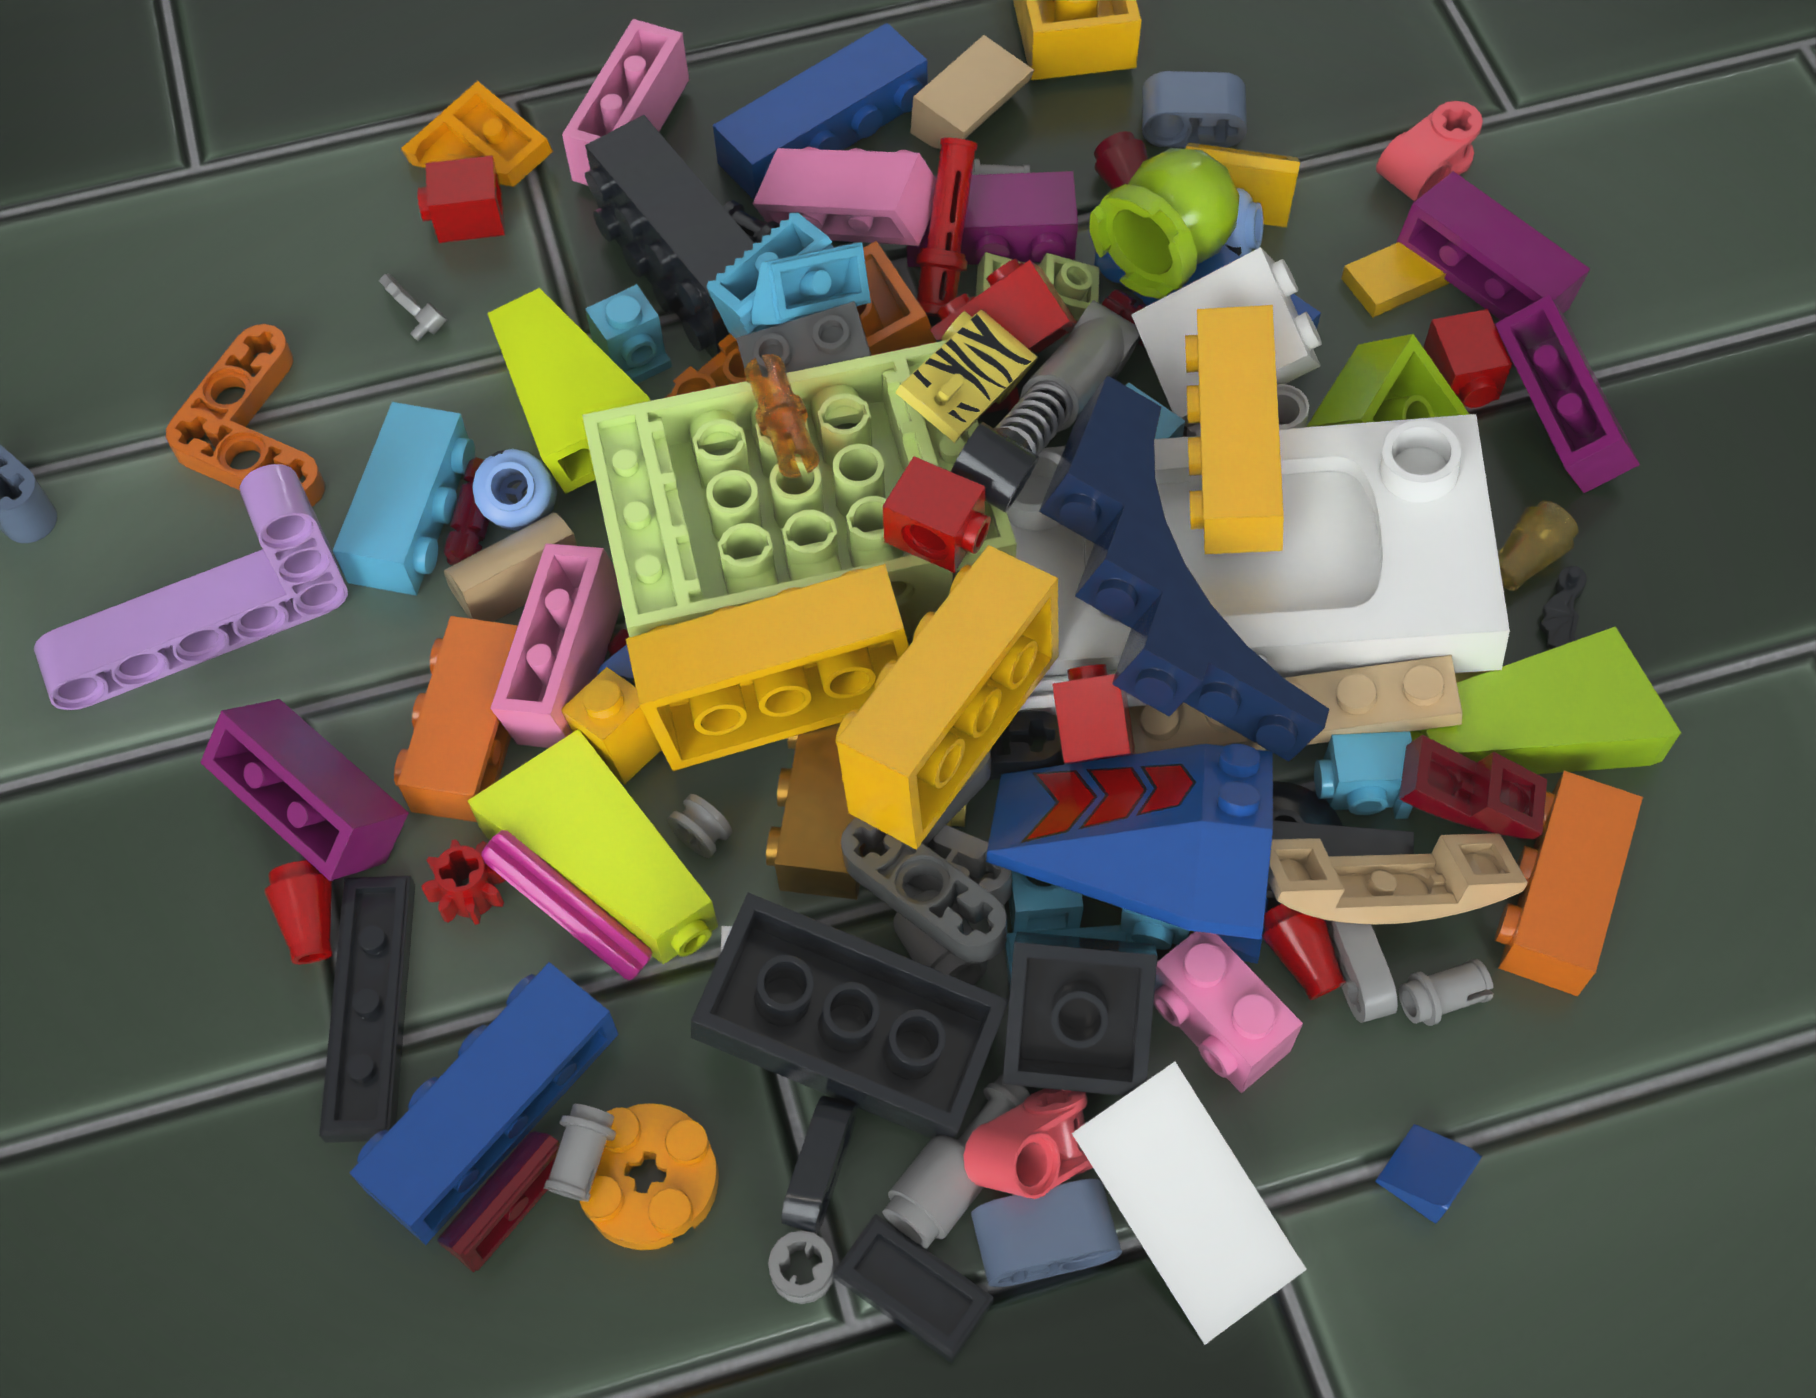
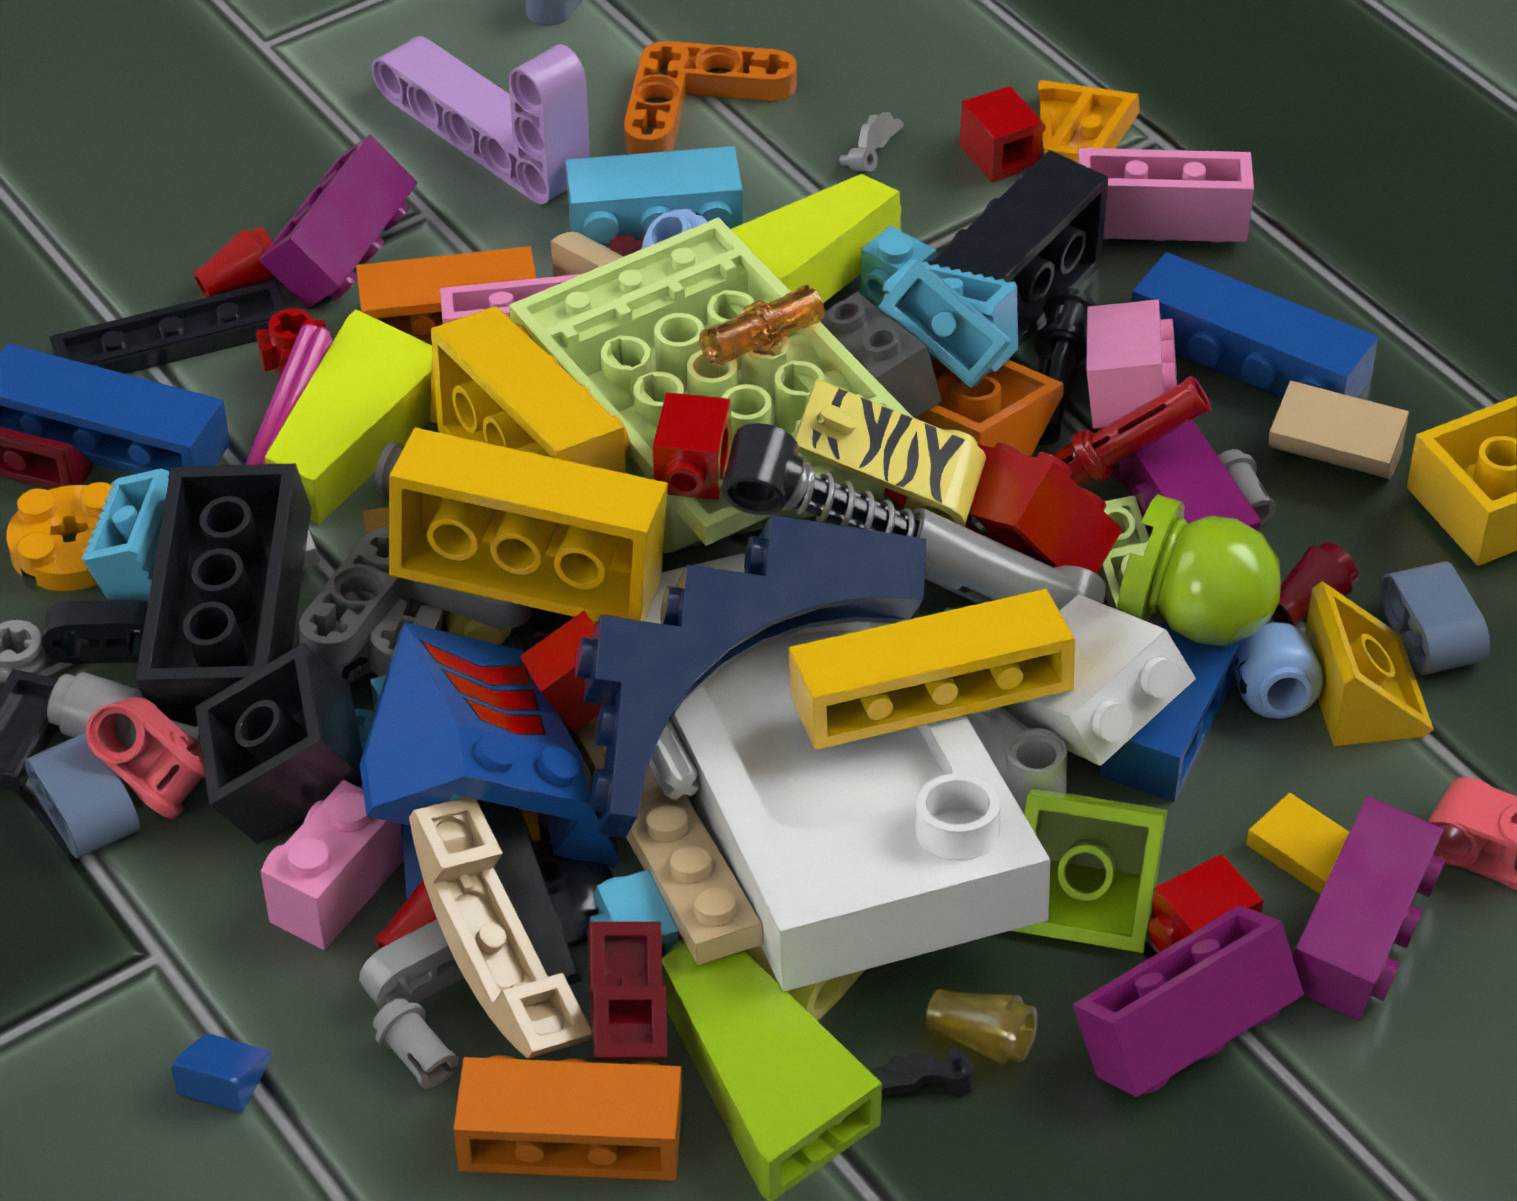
camera: 70 degrees right, 15 degrees down
(580, 1151) = (61, 467): light grey pin -> none
(721, 1093) = (128, 536): none -> medium azure brick
(1189, 1202) = (131, 879): white sticker -> none

